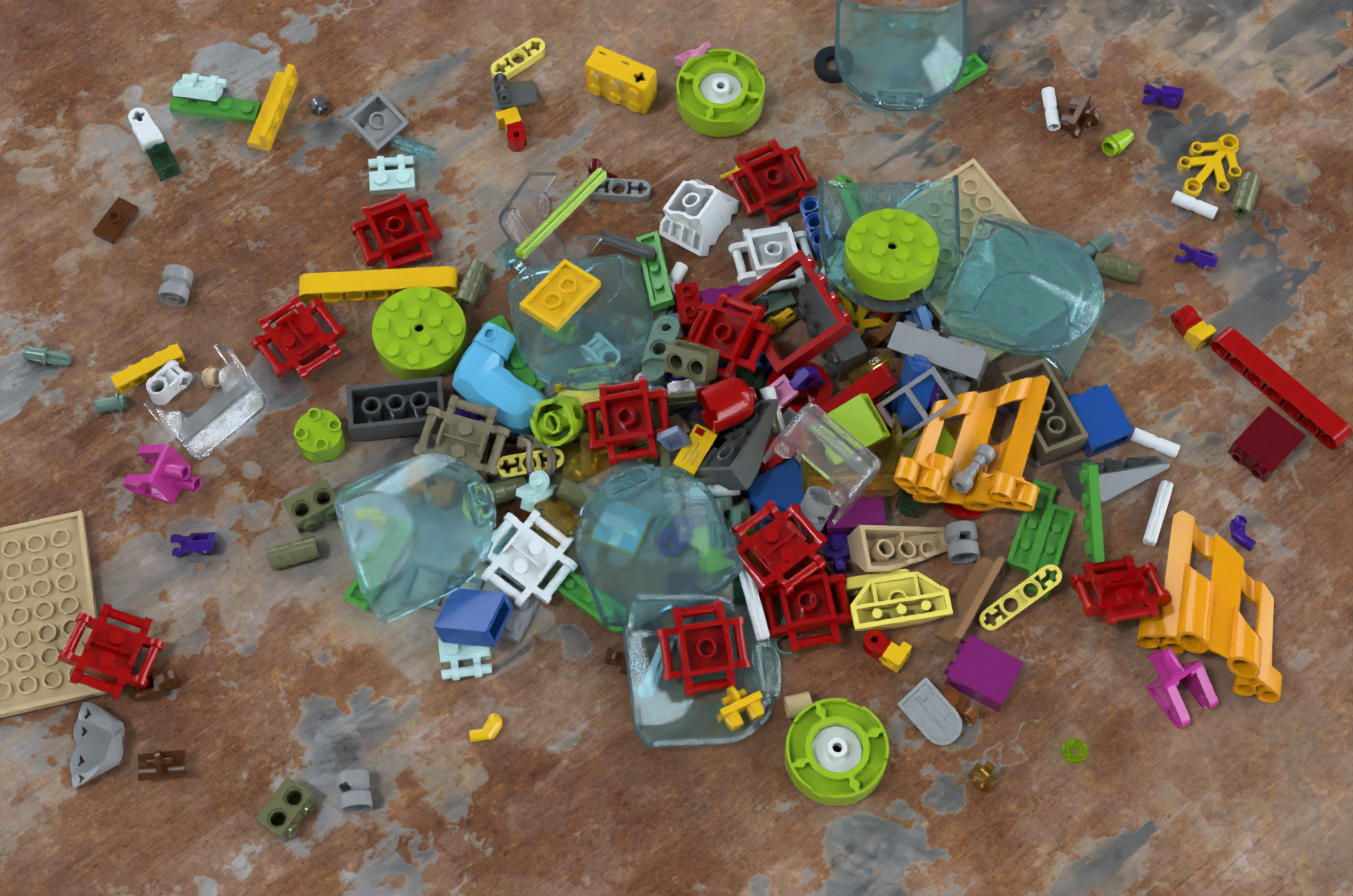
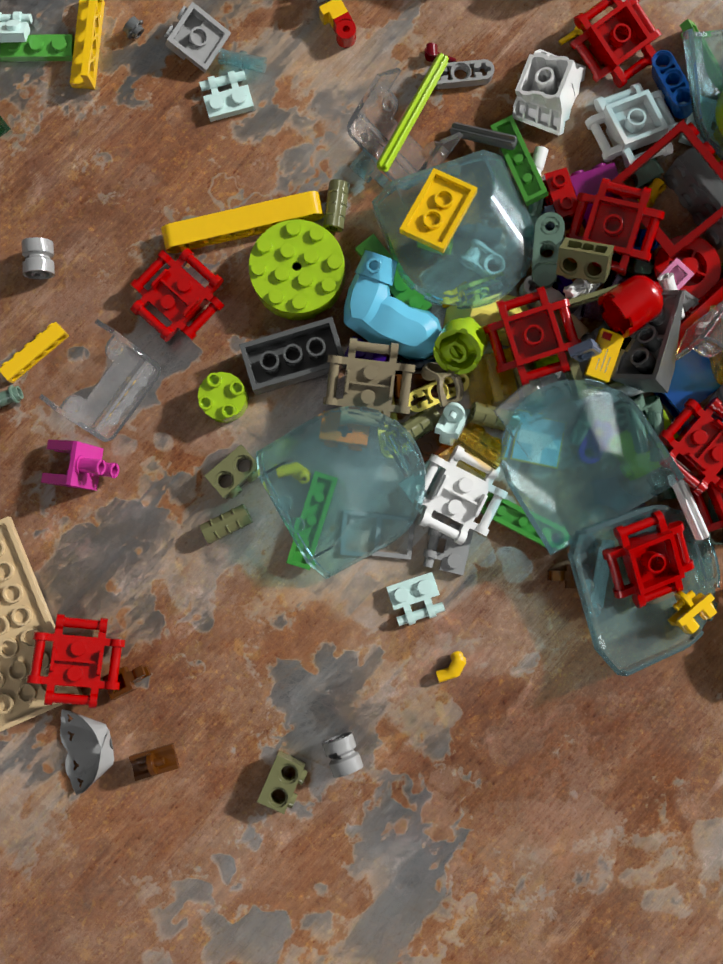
camera: 10 degrees left, 20 degrees up
(171, 380) = (57, 362): white piece -> none
(196, 542) = (129, 529): dark purple plate -> none
(209, 377) = (97, 351): tan plate -> none
(396, 231) = (247, 159): red brick -> none
(473, 617) = (419, 566): blue brick -> none
(805, 378) = (700, 258): dark purple plate -> none

